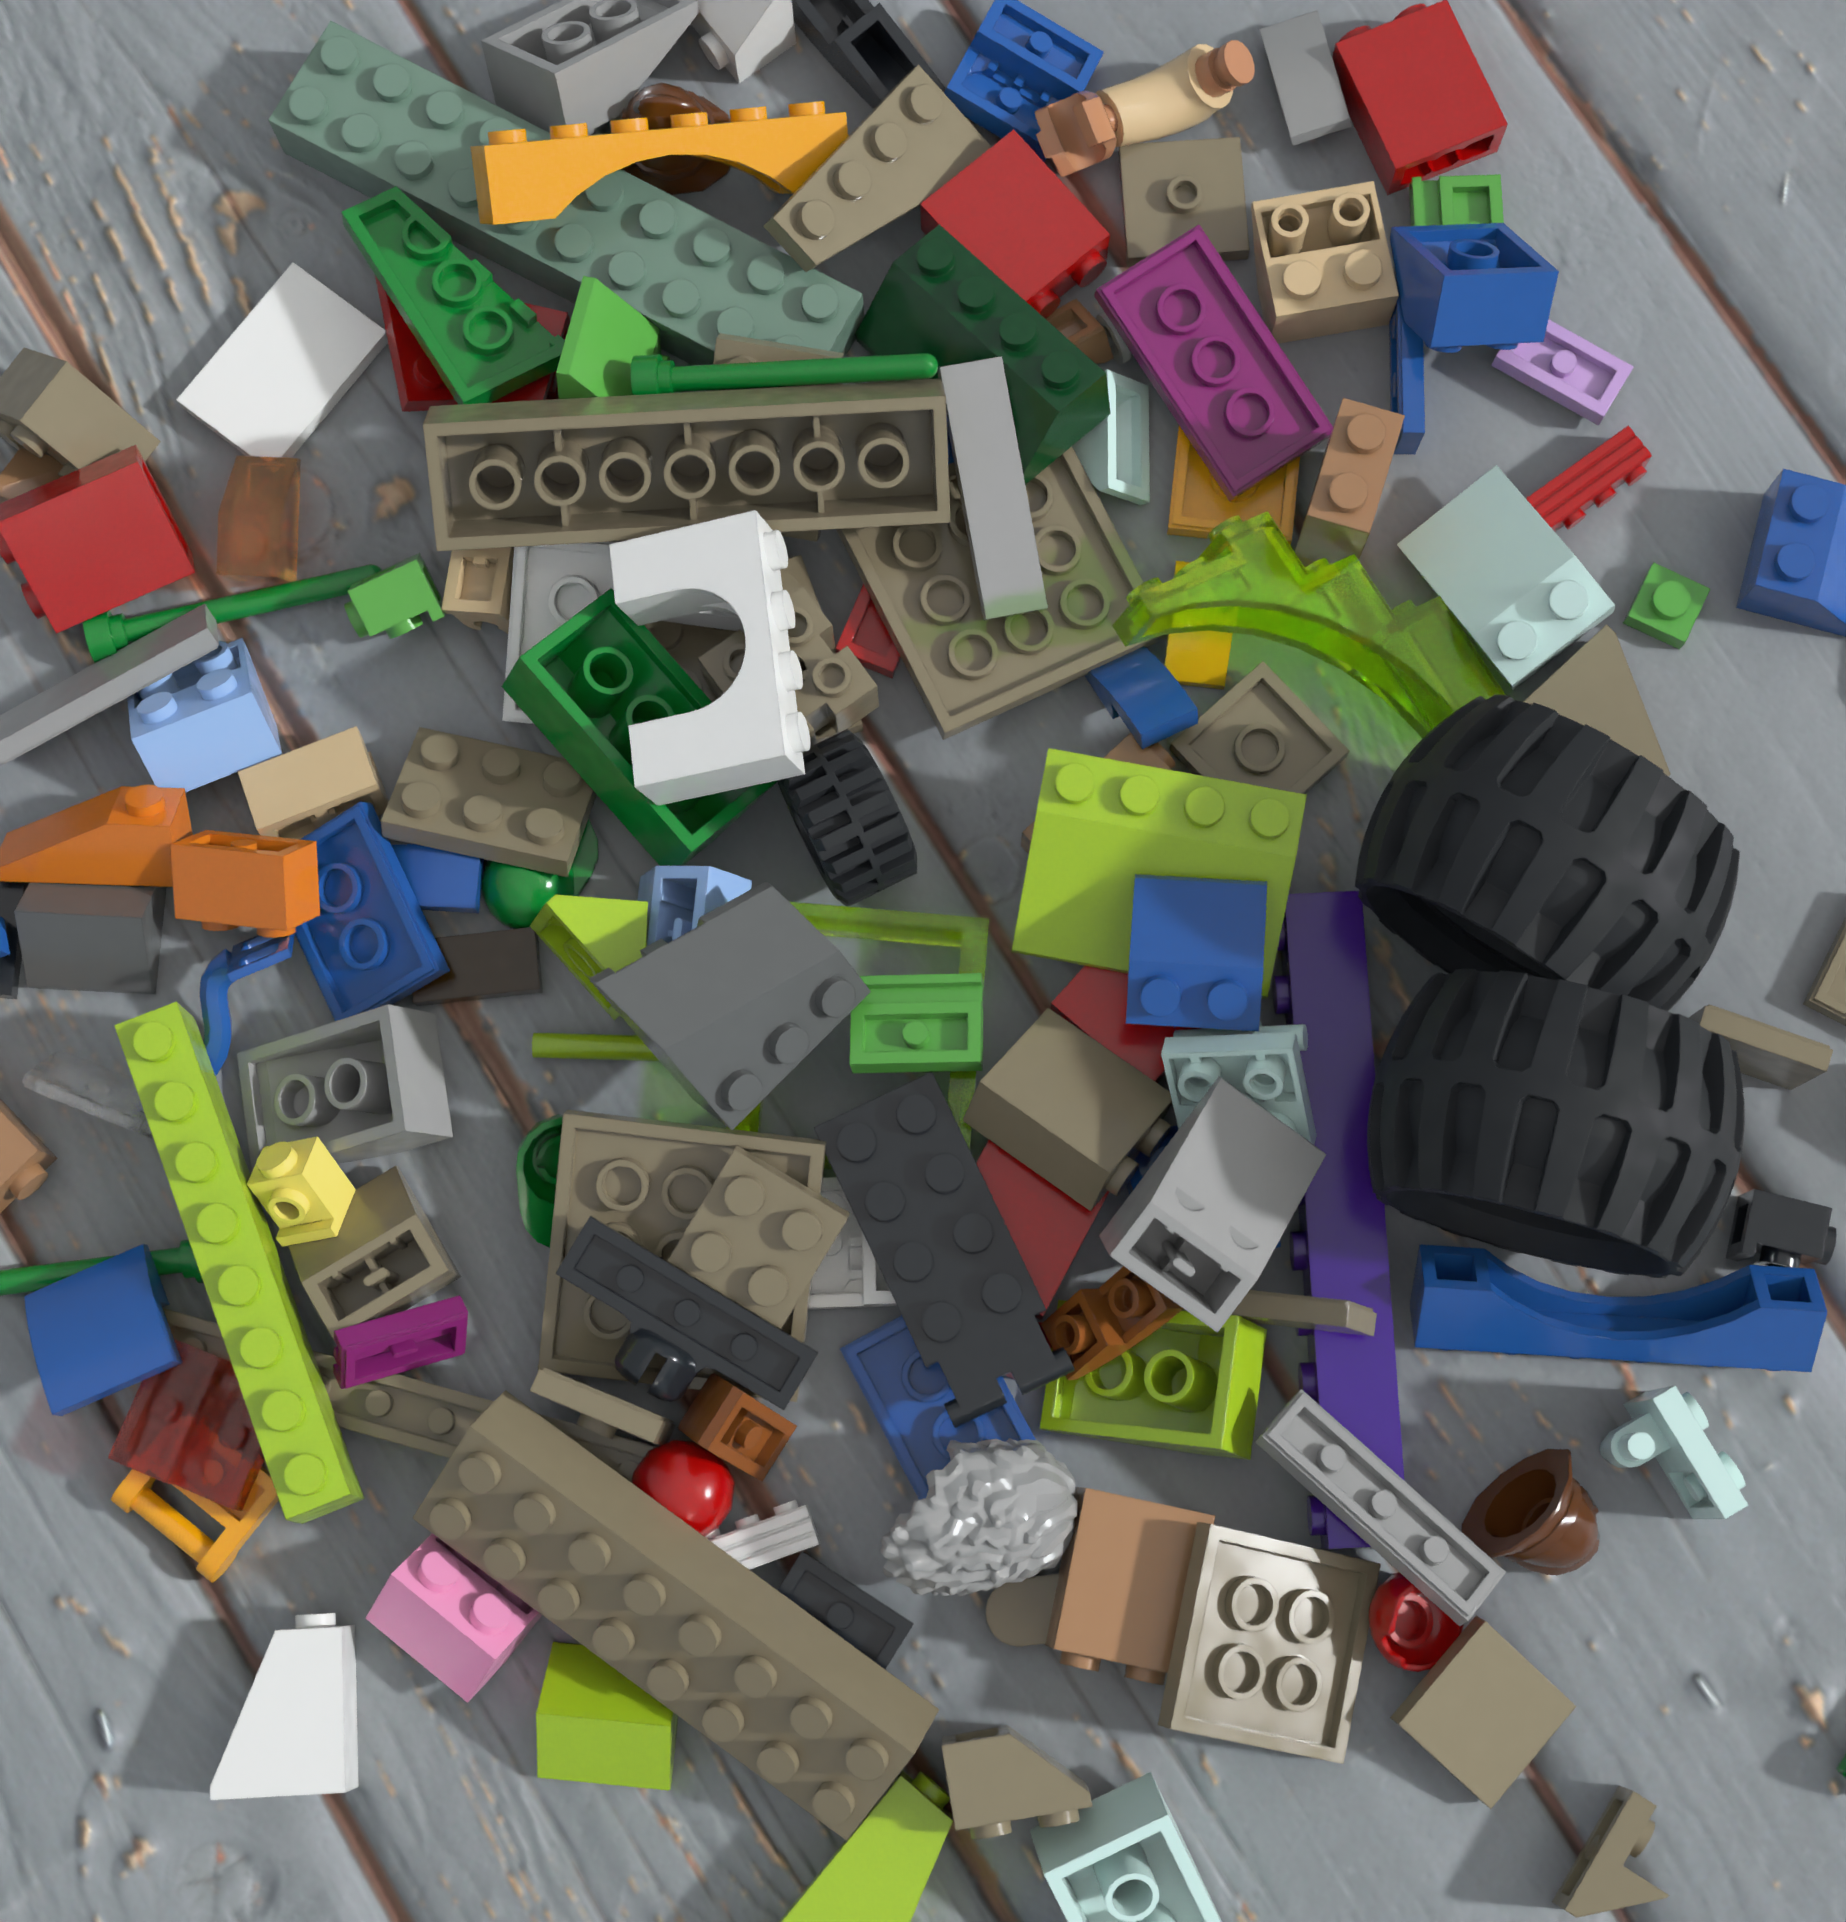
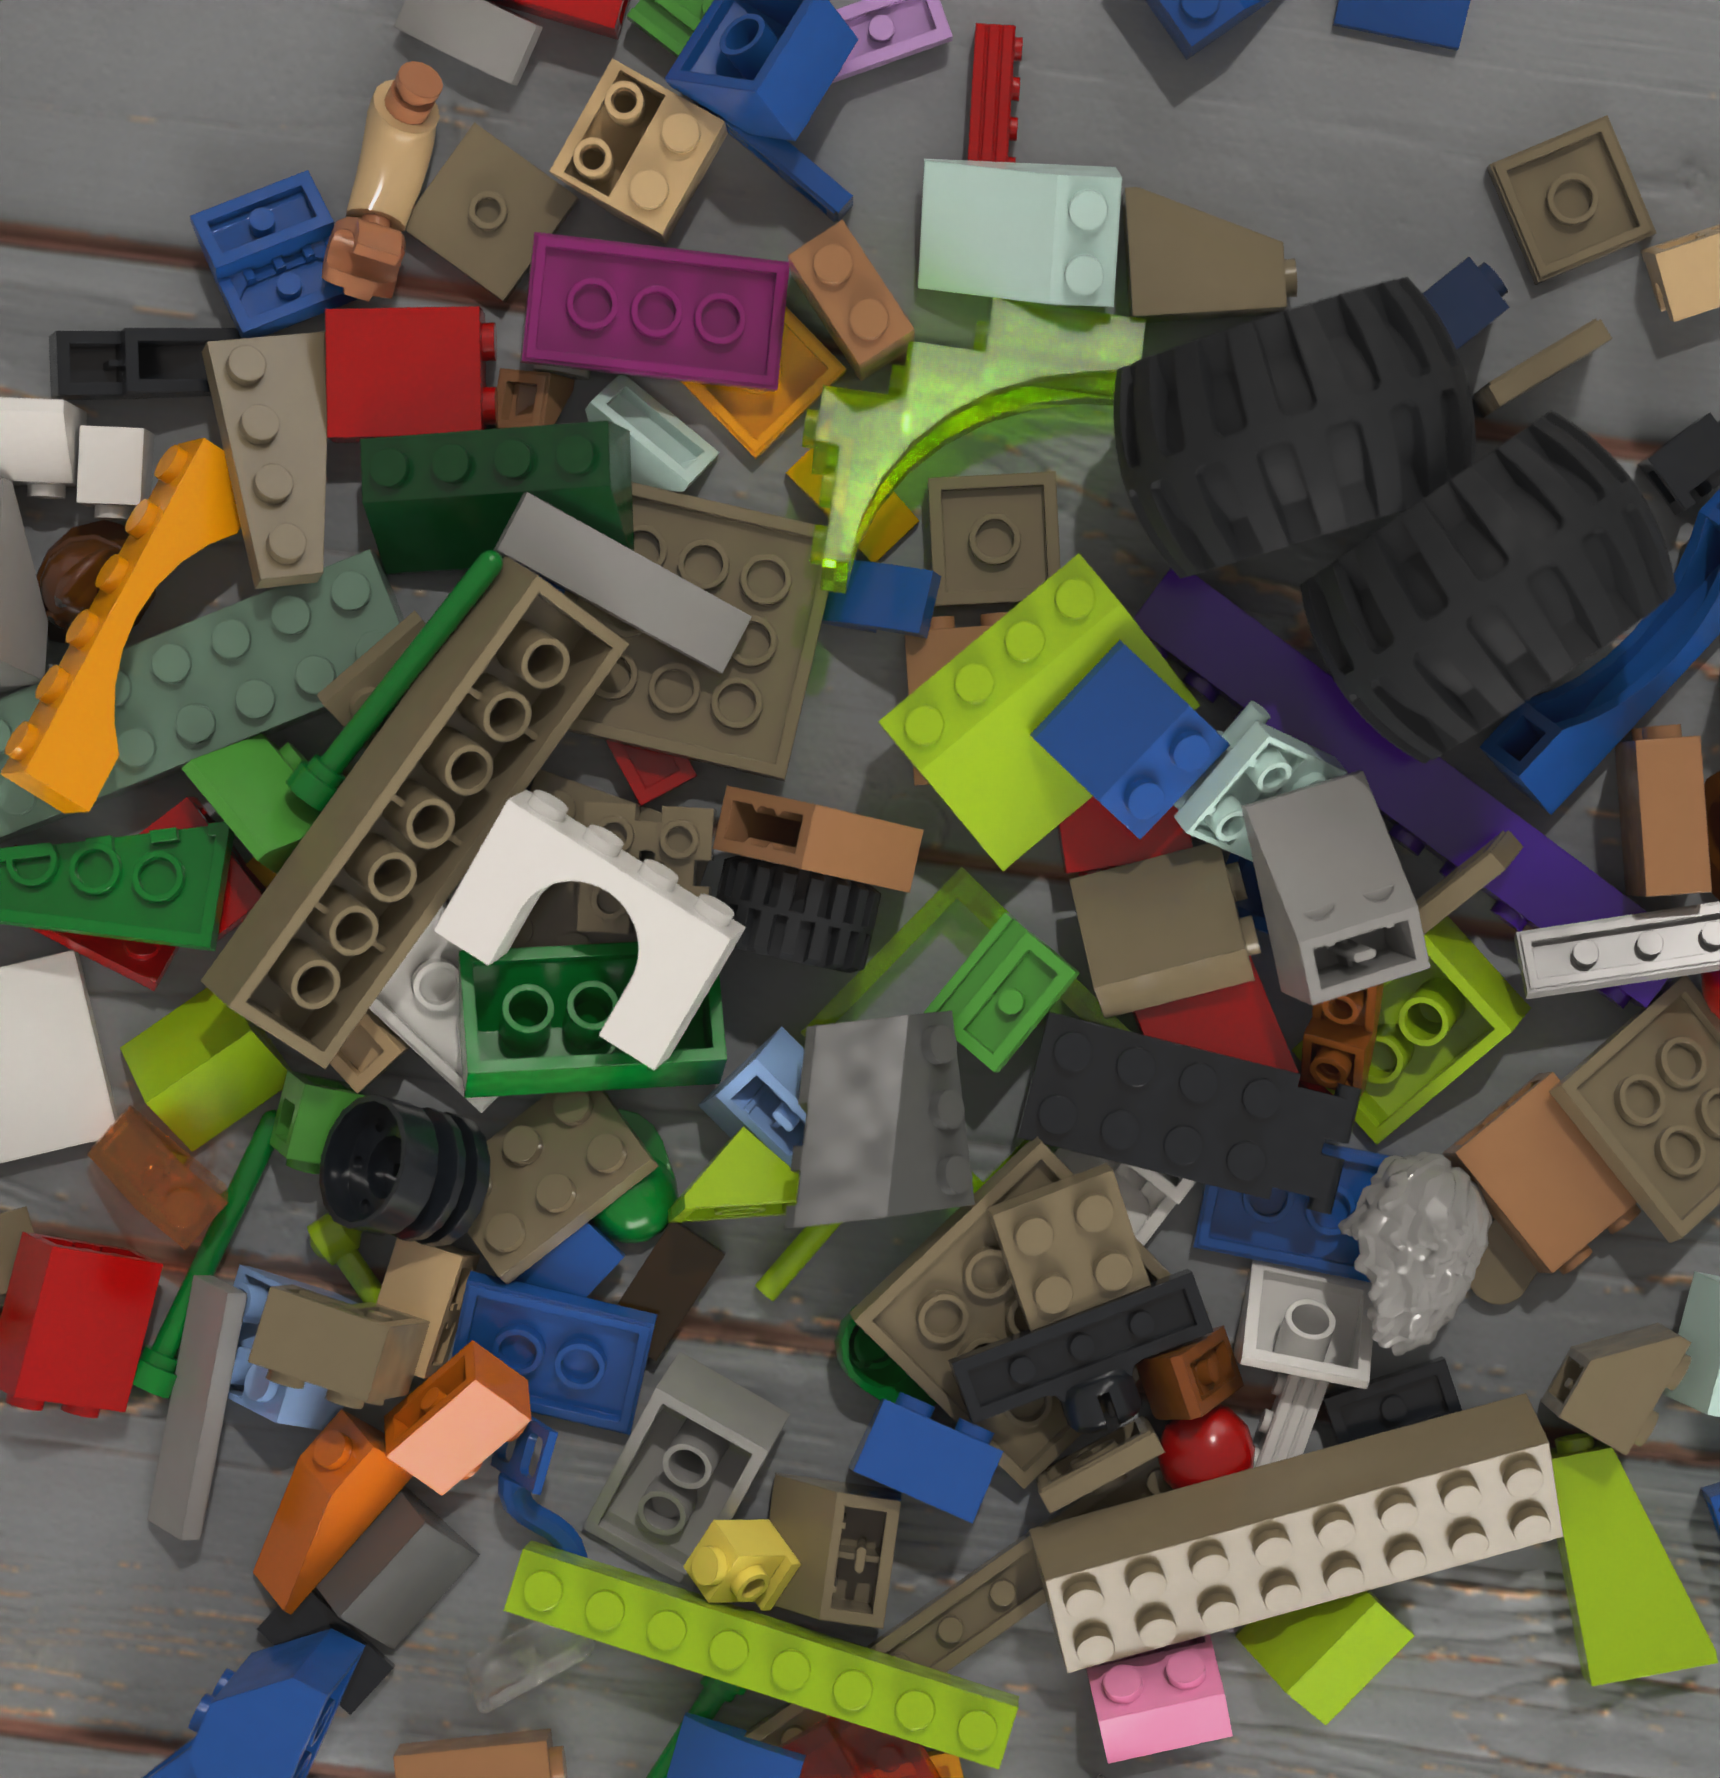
camera: 50 degrees left, 10 degrees up
(227, 735) = (349, 1349): none -> dark tan brick
(316, 690) = (340, 1247): none -> lime piece
(368, 496) = (204, 1068): none -> lime slope
(400, 1342) = (921, 1578): magenta tile -> none
(407, 684) = (404, 1171): none -> black wheel
(499, 1263) = (926, 1457): none -> blue slope
(770, 76) = (114, 469): none -> white brick
(848, 1485) = (1306, 1324): none -> white slope
(923, 783) = (818, 839): none -> medium nougat brick
(1493, 1432) = (1662, 813): none -> medium nougat brick
(1666, 605) = (1141, 116): bright green plate -> none
(1750, 947) = (1468, 300): none -> dark blue brick

